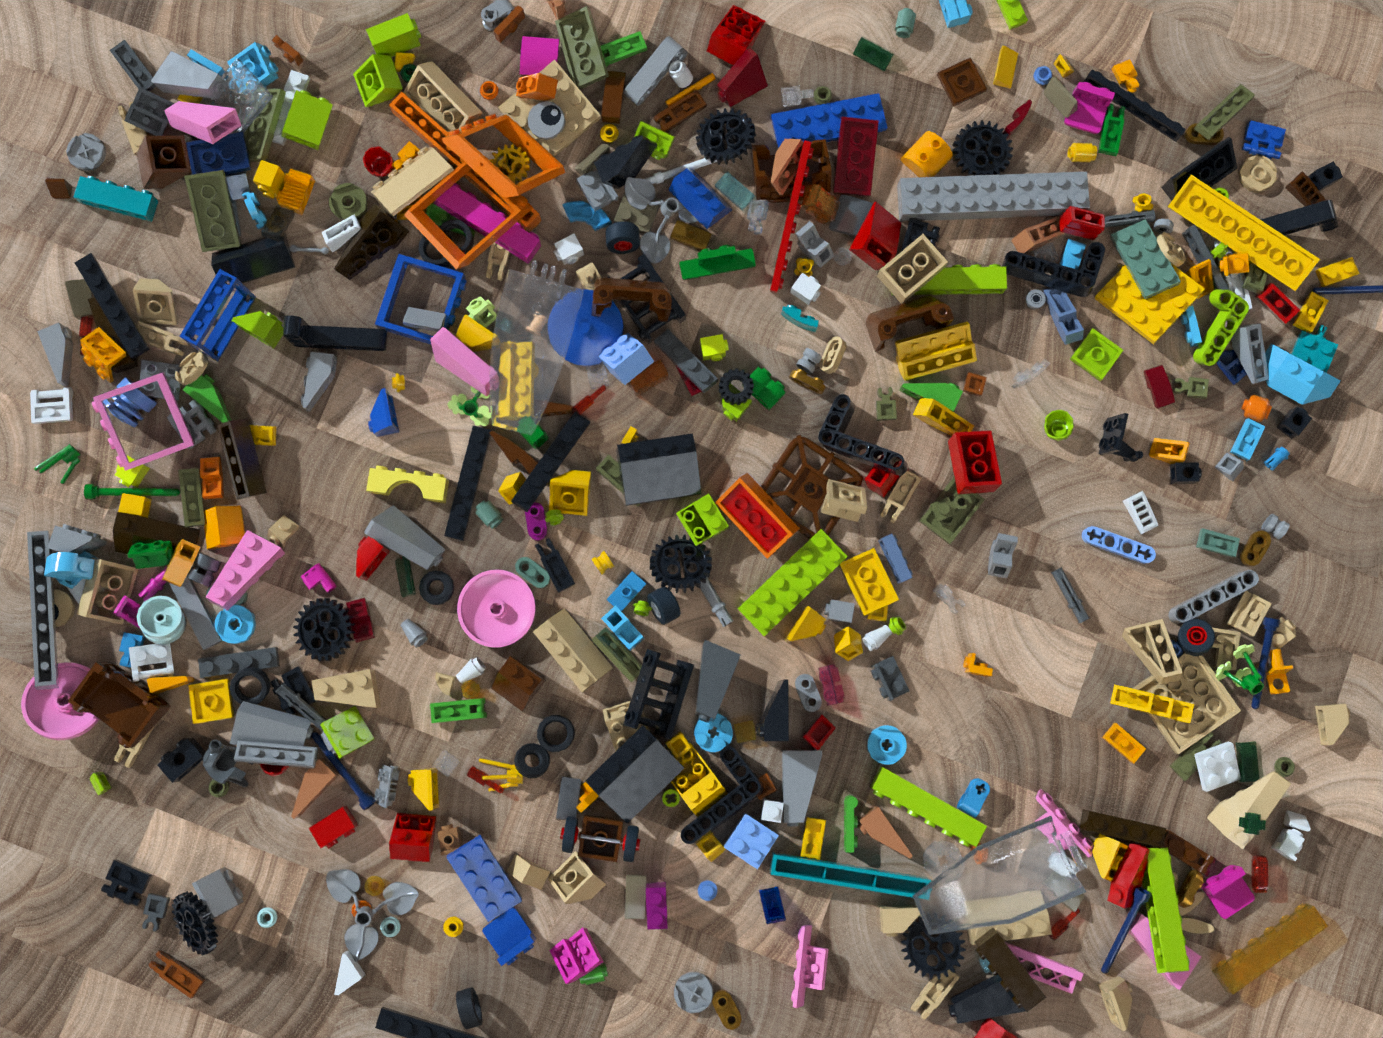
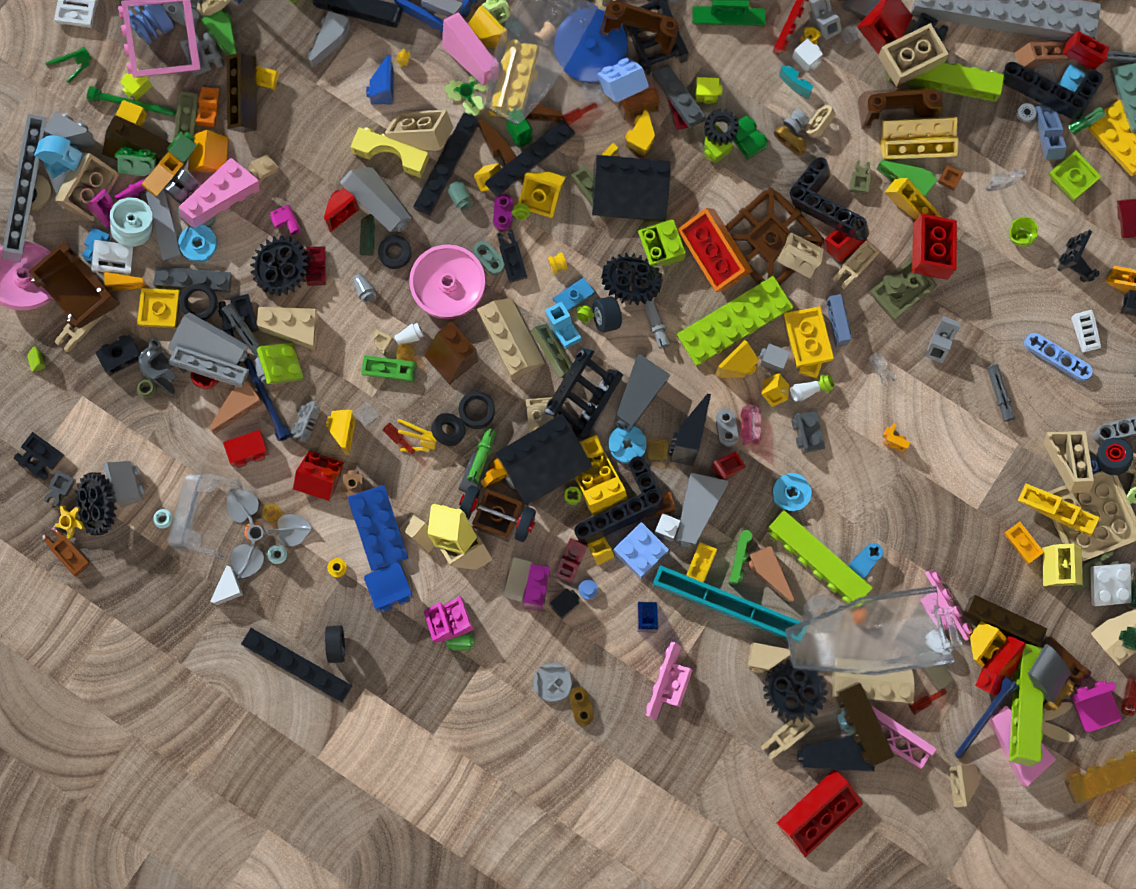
camera: 15 degrees right, 5 degrees down
(172, 943) = (69, 521): none -> yellow animal
(195, 528) = (182, 146): none -> green brick
(290, 880) = (181, 534): none -> clear windscreen
(433, 455) = (421, 129): none -> tan slope
(557, 866) = (450, 529): none -> light yellow slope
(571, 780) = (484, 449): none -> bright green pin
(658, 410) = (642, 135): none -> yellow slope
(684, 864) = (571, 560): none -> dark red slope
(688, 910) = (565, 603): none -> black brick
(1097, 295) = (1087, 120): none -> green axle
(1167, 760) = (1062, 565): none -> light yellow slope
(1178, 874) = (1049, 673): none -> dark grey slope

